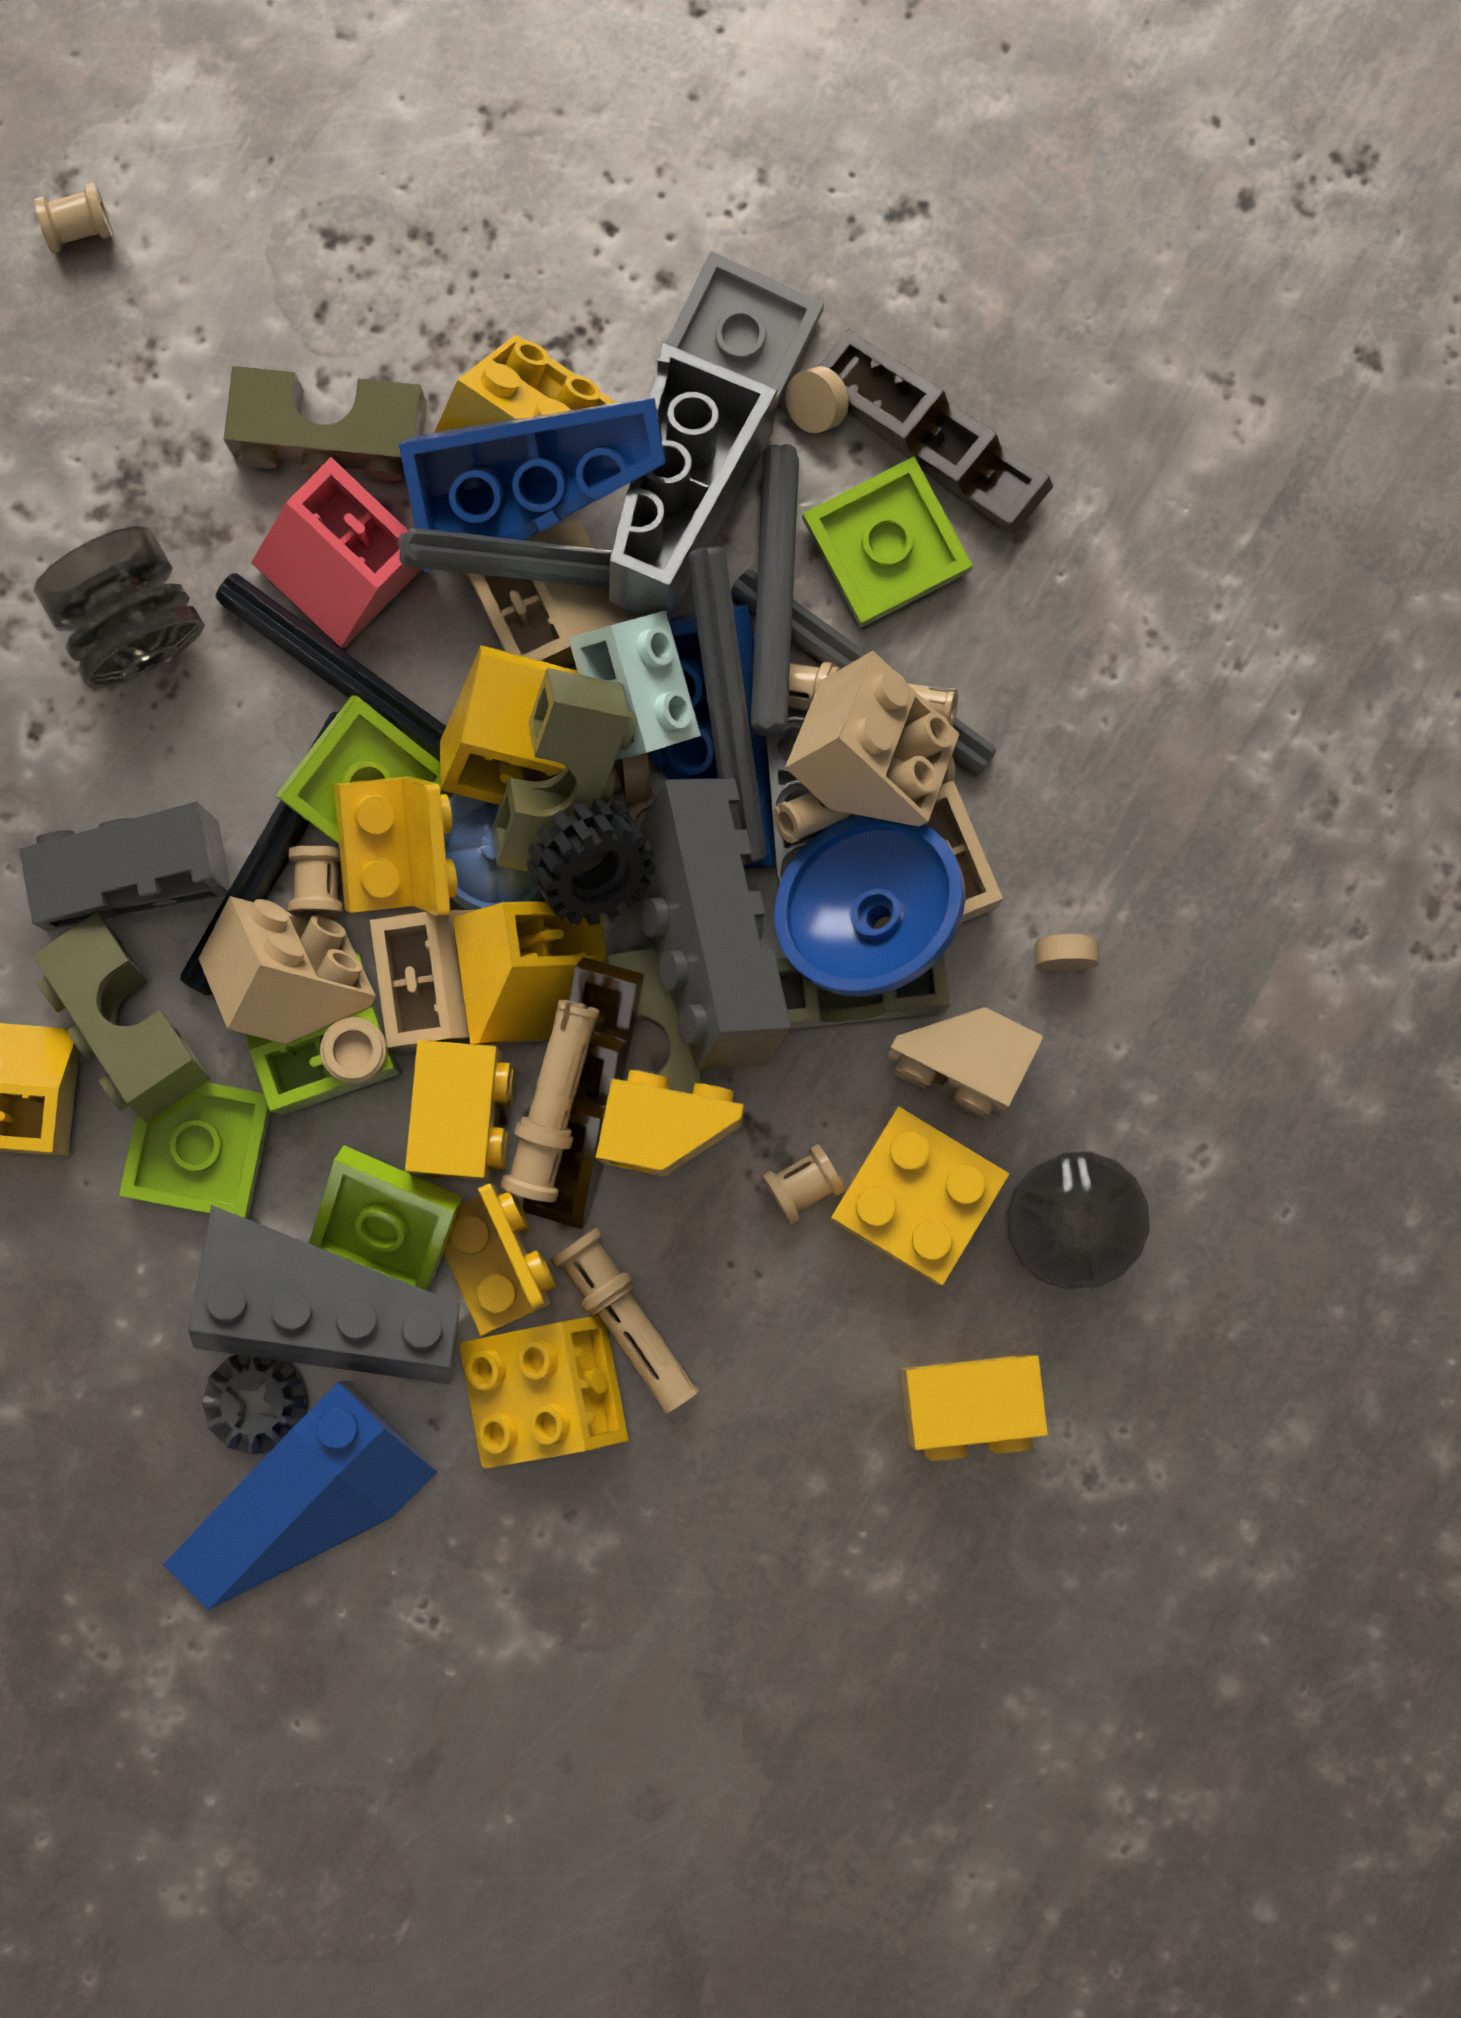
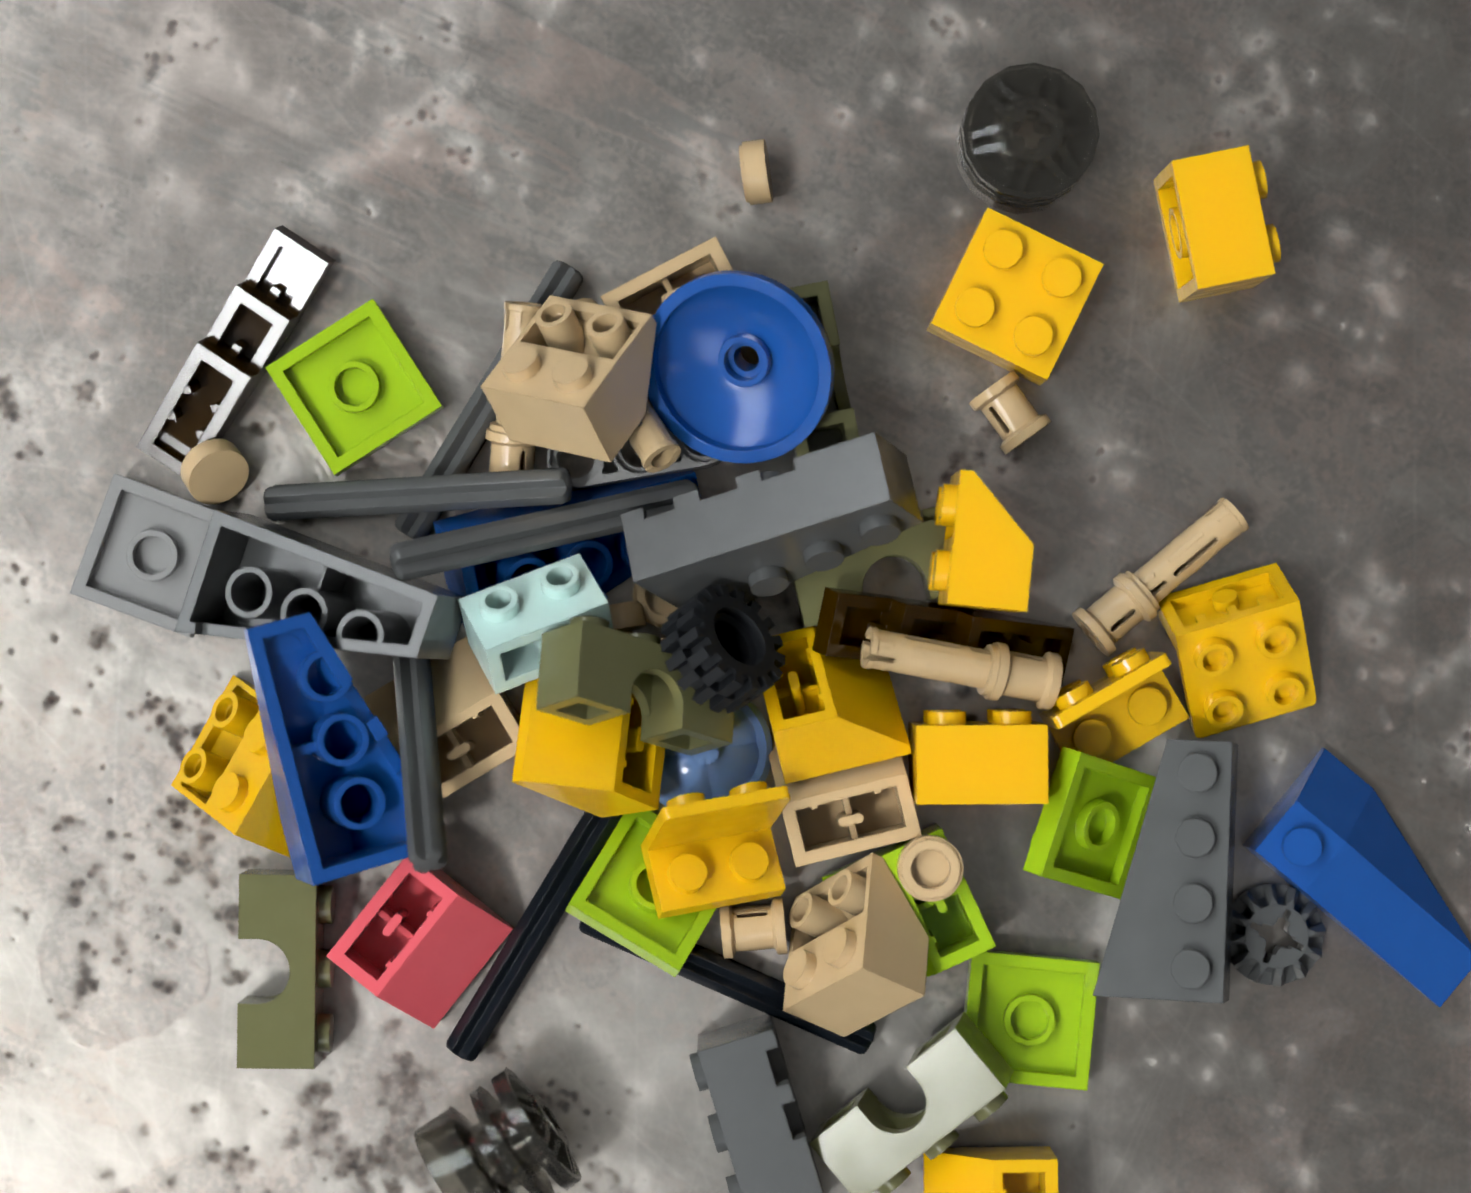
camera: 105 degrees left, 5 degrees up
(972, 1055) = (870, 254): tan slope -> none

